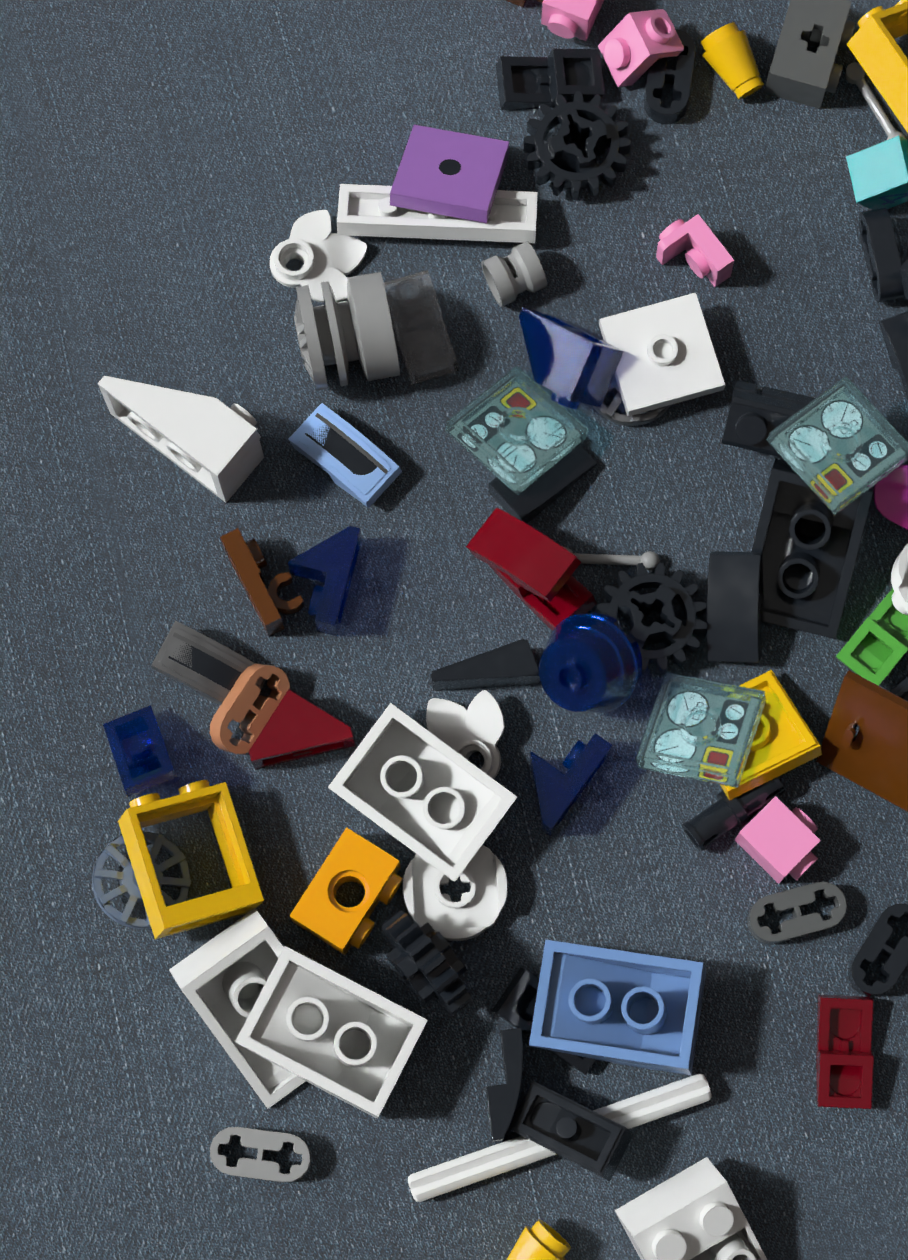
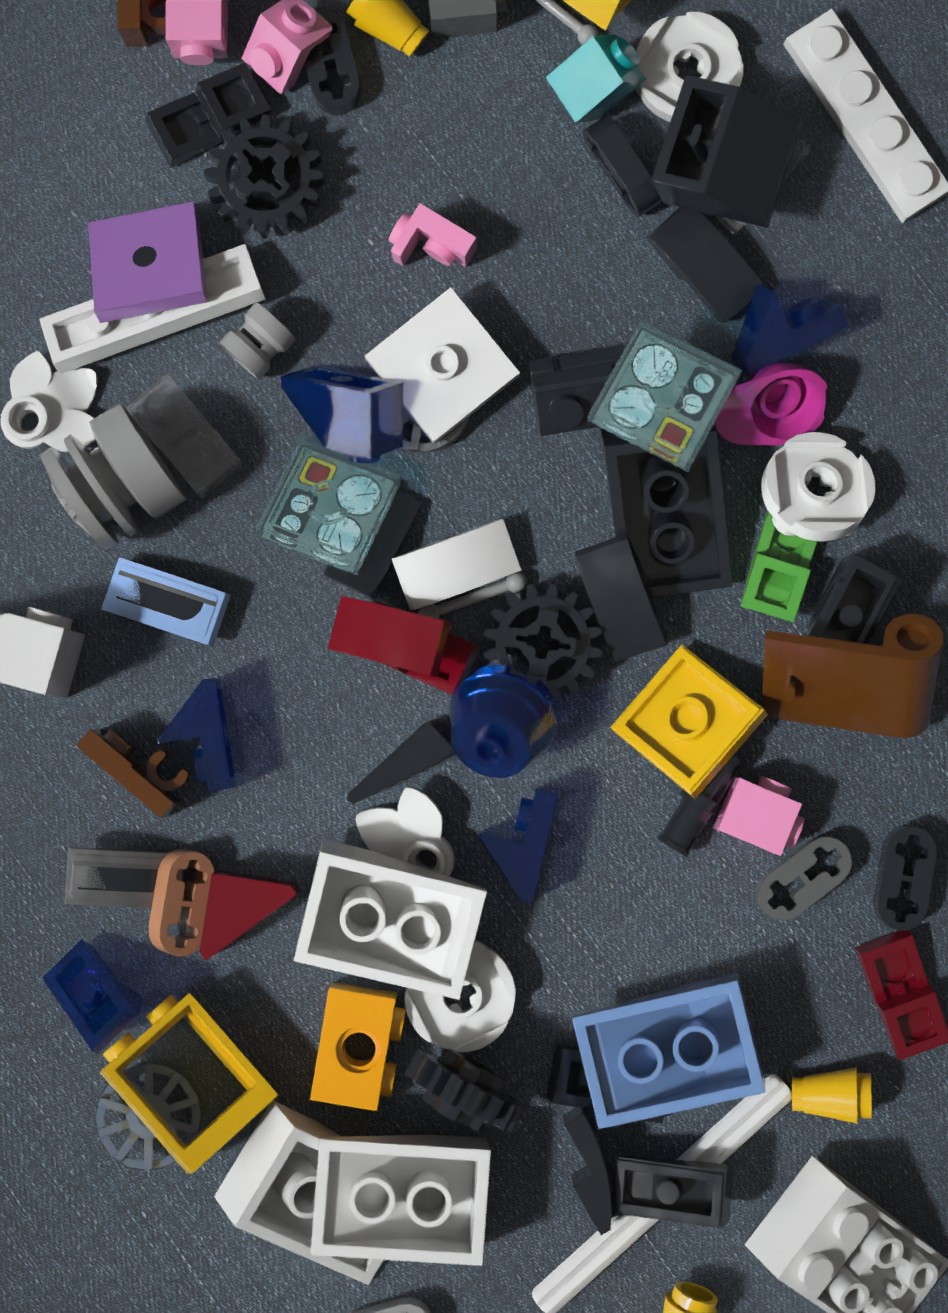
camera: 20 degrees left, 10 degrees up
(605, 522) = (456, 564): none -> white slope
(701, 729) = (639, 739): clear light blue tile -> none
(748, 1112) = (834, 1095): none -> yellow cone

